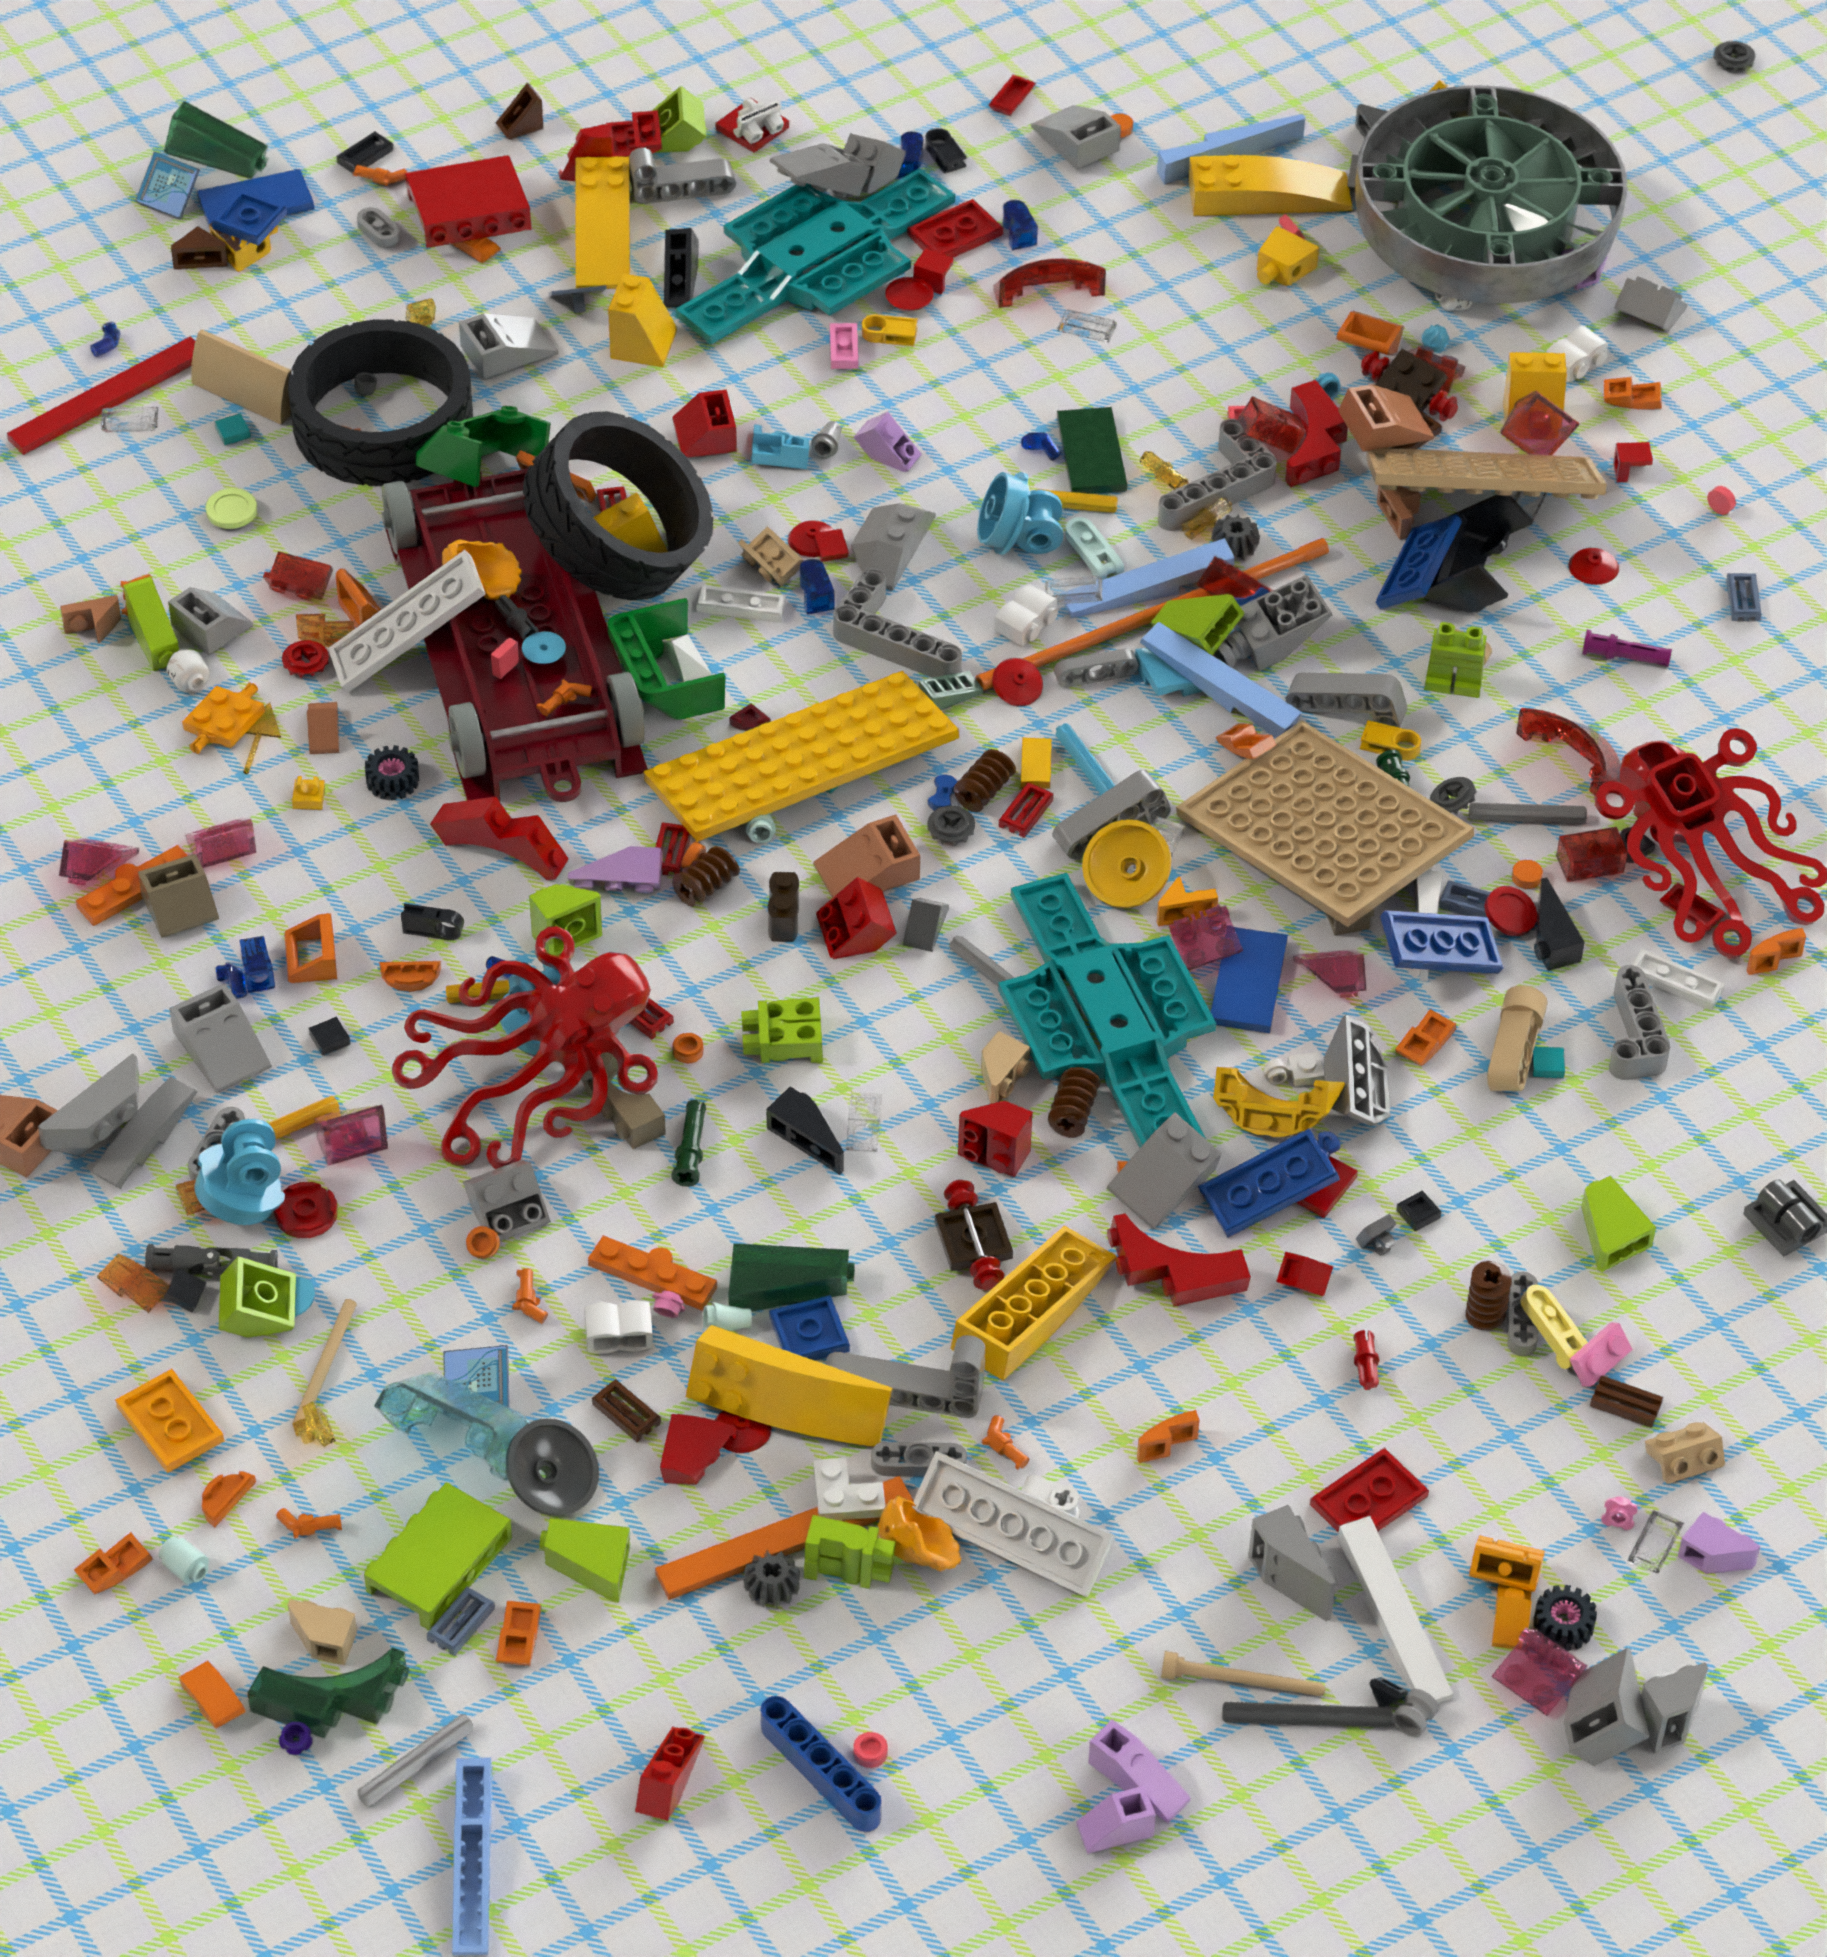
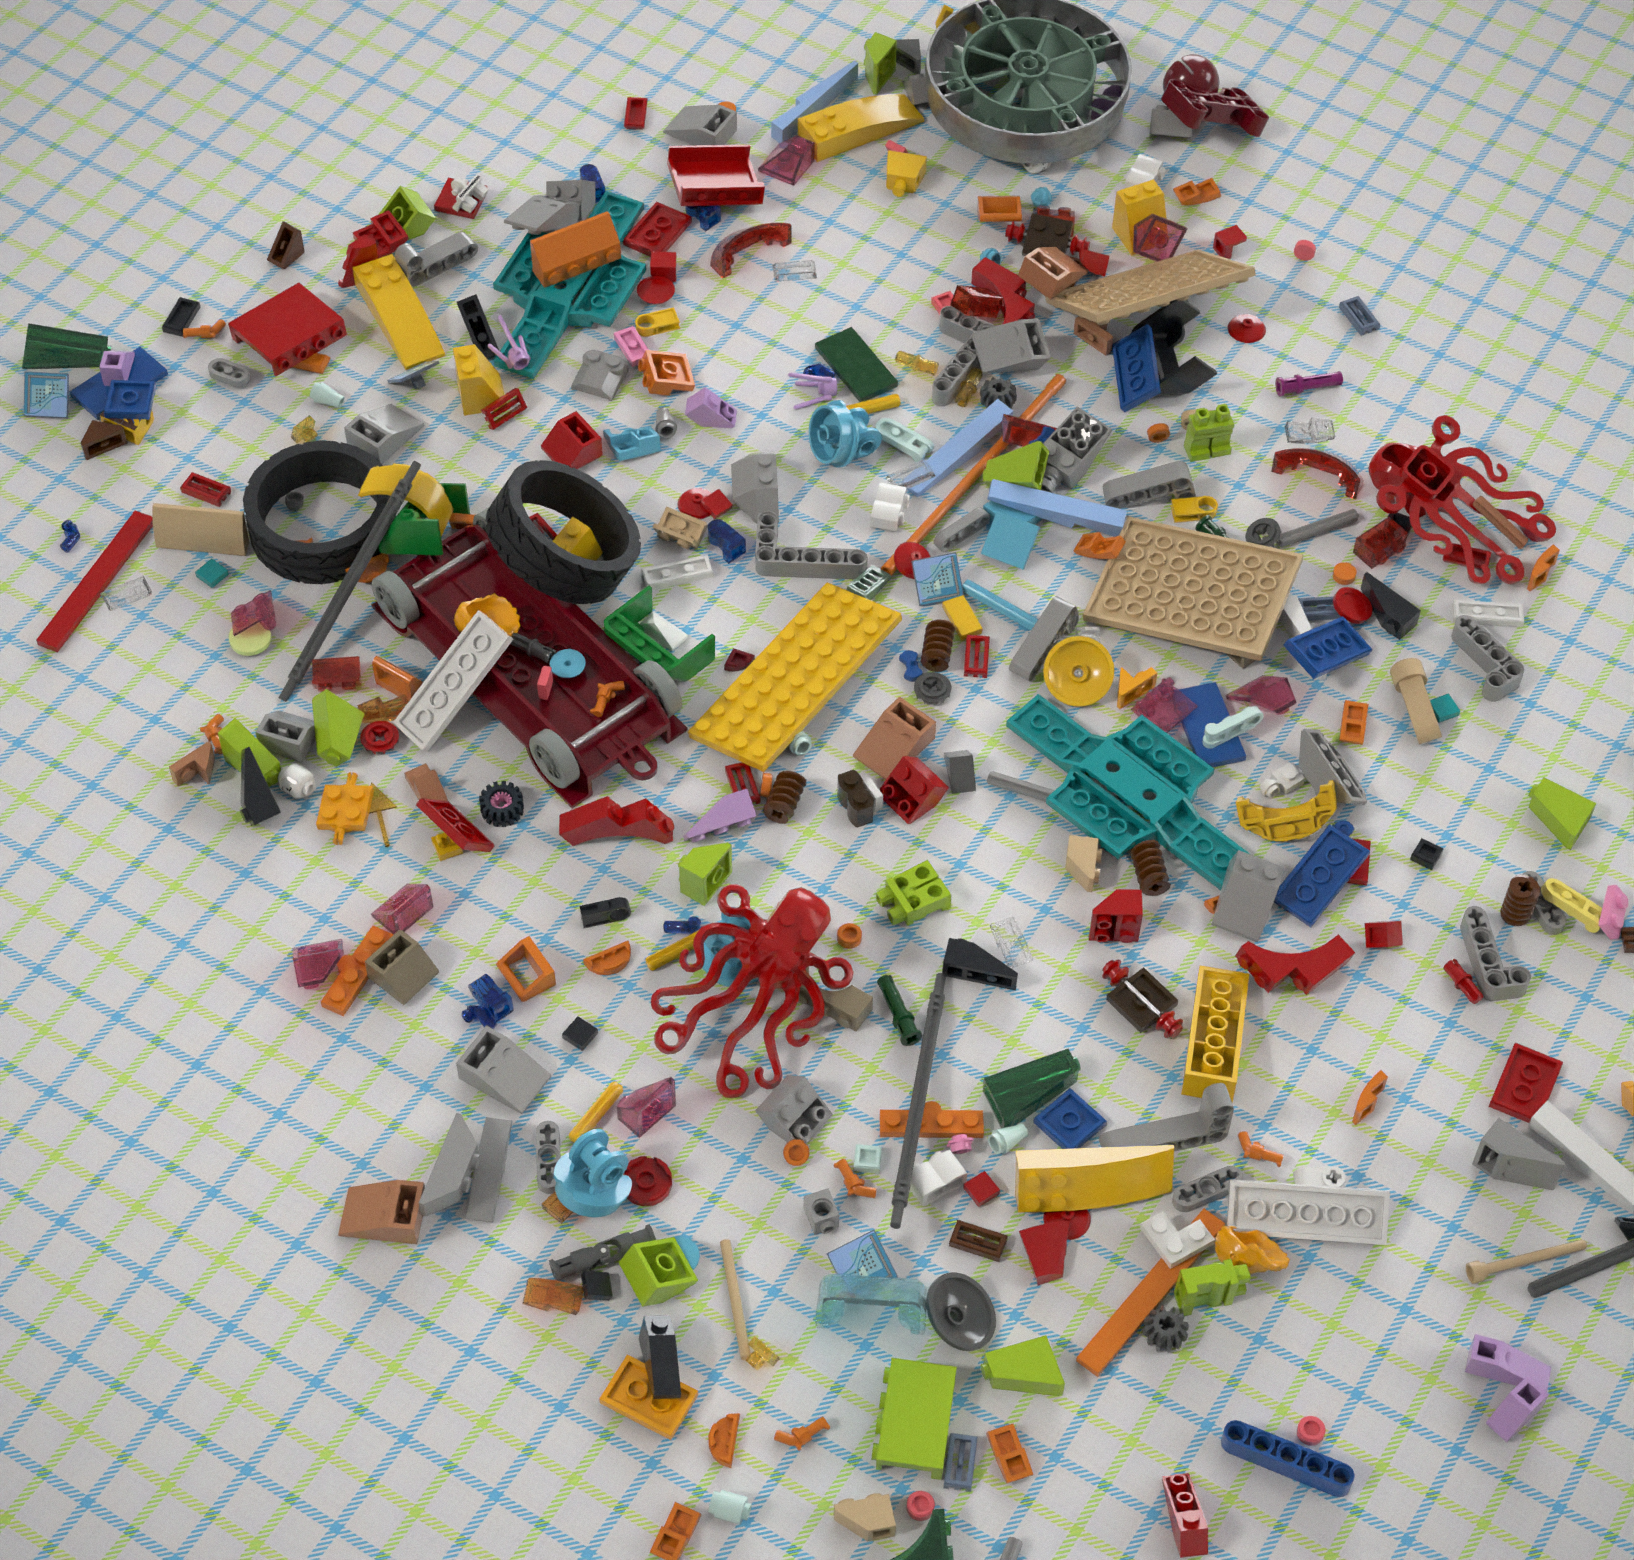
camera: 25 degrees left, 5 degrees up
(131, 667) = (256, 795): none -> black slope
(201, 1381) = (660, 1356): none -> black slope
(256, 484) = (258, 610): none -> clear pink hinge
(257, 177) = (116, 365): none -> lavender slope
(259, 628) = (335, 727): none -> lime slope
(275, 342) = (203, 492): none -> red tile
(324, 773) = (455, 825): none -> red tile
(362, 480) = (349, 581): none -> dark grey axle
(388, 1639) = (920, 1505): none -> coral tile
(412, 477) = (375, 567): none -> orange tile
(467, 284) = (325, 395): none -> light aqua cone
(470, 1311) = (821, 1202): none -> light grey brick
(486, 406) = (425, 491): none -> yellow windscreen
(559, 1281) = (867, 1159): none -> light aqua tile
(646, 1239) = (917, 1104): none -> dark grey axle
(654, 353) = (500, 401): none -> red tile
(664, 1359) = (981, 1188): none -> red tile
(700, 312) = (517, 356): none -> lavender plant
(789, 364) = (600, 374): none -> light grey slope
(806, 911) = (876, 794): none -> white tile
(829, 214) = (575, 249): none -> orange slope
(862, 384) = (665, 372): none -> orange plate
(947, 154) = (616, 174): black piece -> none
(1029, 709) = (937, 578): none -> piece
(1038, 459) = (826, 386): none -> lavender plant
(1054, 189) = (714, 175): none -> red panel
(1141, 697) = (1010, 540): none -> medium azure tile
(1158, 203) = (789, 160): none -> clear pink slope
(1269, 986) = (1231, 726): none -> light aqua plate
(1278, 487) = (1011, 347): none -> light grey slope
(1333, 124) = (879, 60): none -> lime slope
(1378, 1234) = (1414, 884): flat silver tile -> none
(1401, 642) = (1158, 432): none -> orange tile
(1405, 1372) = (1488, 953): none -> light grey beam
(1446, 428) = (1094, 261): none -> red brick
(1596, 707) = (1315, 431): none -> clear slope
(1695, 278) = (1194, 97): none -> dark red beam
(1753, 881) = (1500, 522): none -> nougat axle

